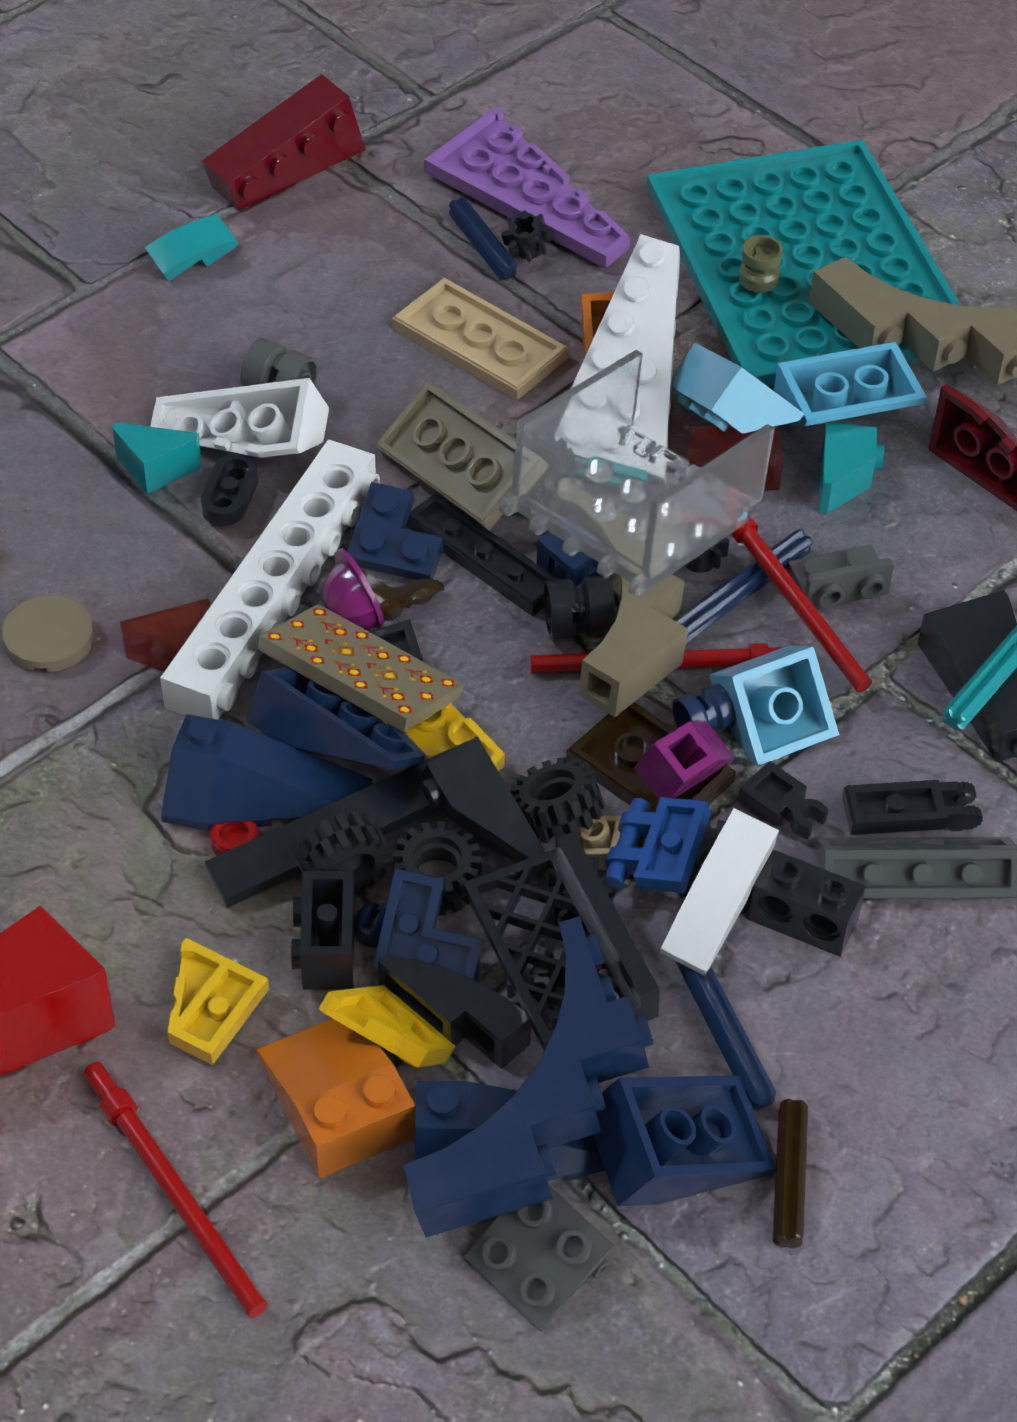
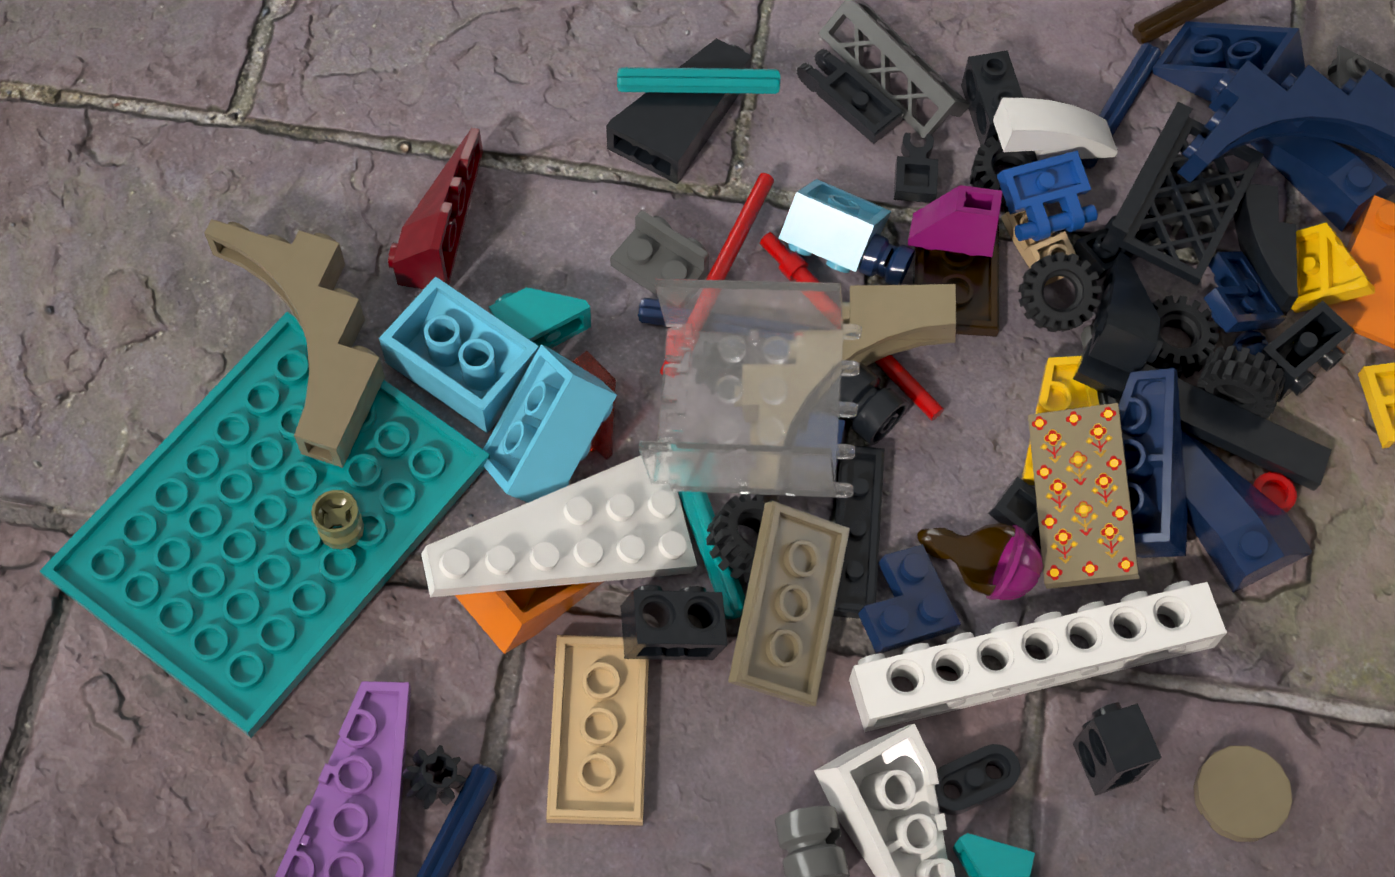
camera: 130 degrees left, 15 degrees up
(156, 552) = (1116, 747): none -> black brick
(160, 635) = (1167, 680): clear red slope -> none
(502, 388) = (676, 634): none -> black brick

